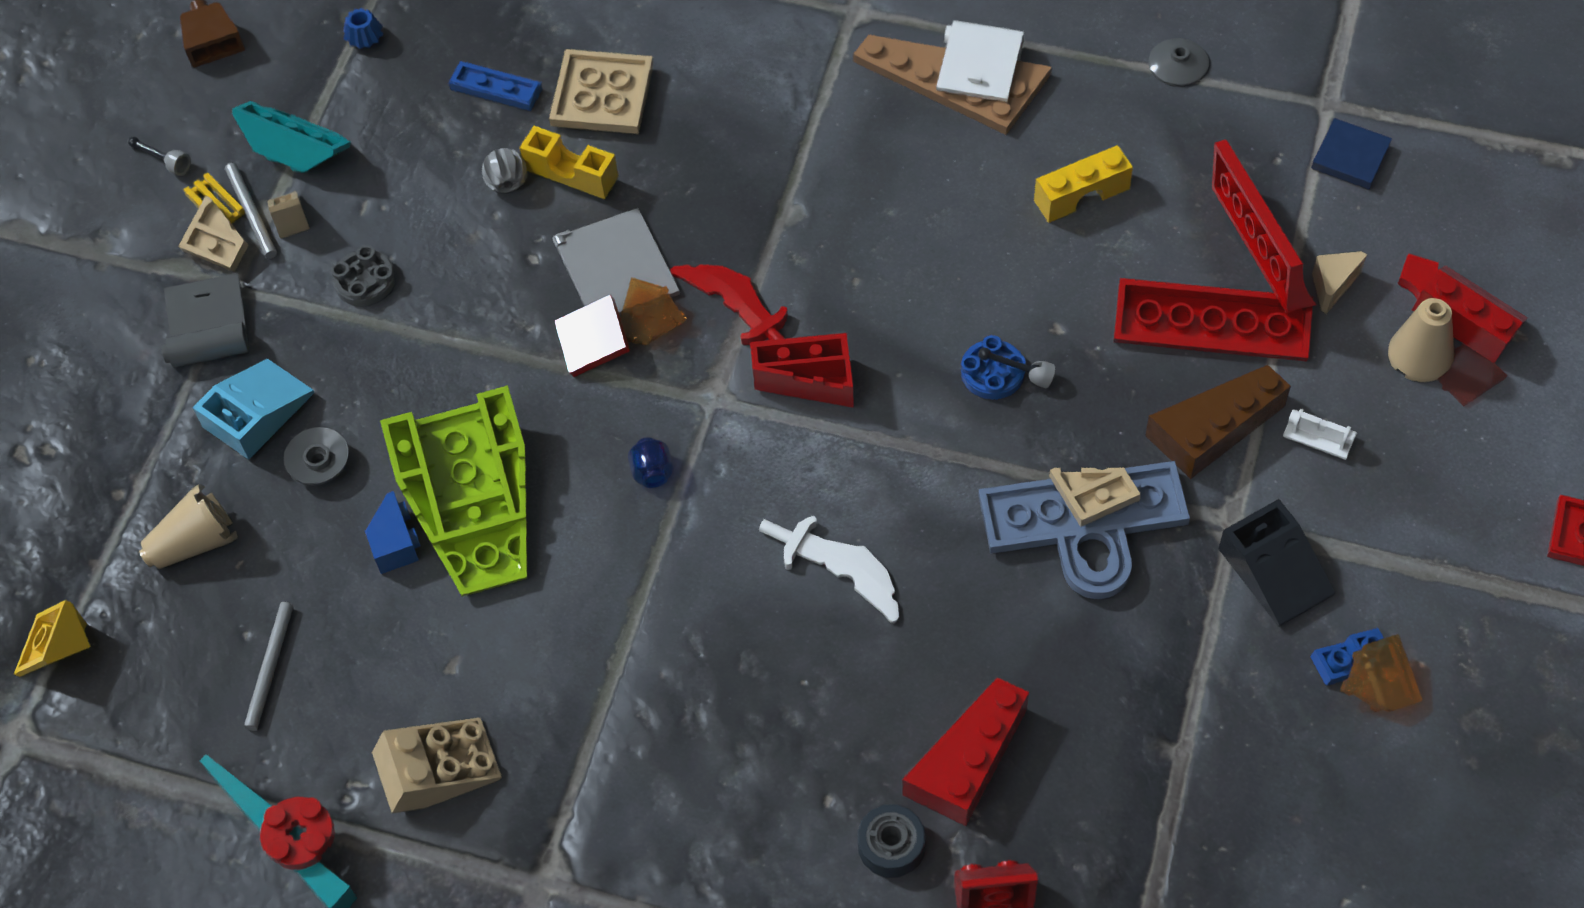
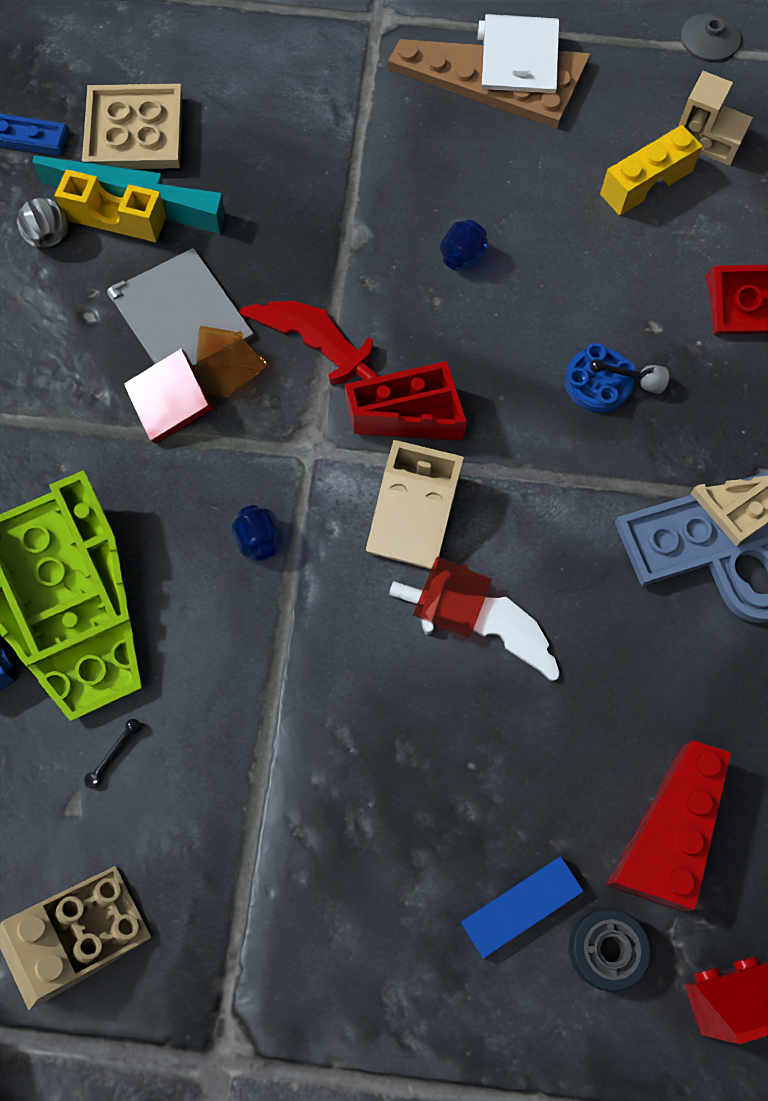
camera: 15 degrees left, 10 degrees up
(472, 646) = (93, 779): none -> black hinge
(633, 168) = (182, 205): none -> teal slope
(796, 454) = (414, 504): none -> tan slope
(814, 538) = (452, 597): none -> clear red piece
(823, 798) = (521, 907): none -> blue tile
(888, 233) = (464, 245): none -> clear blue head
(1150, 146) = (712, 123): none -> tan brick

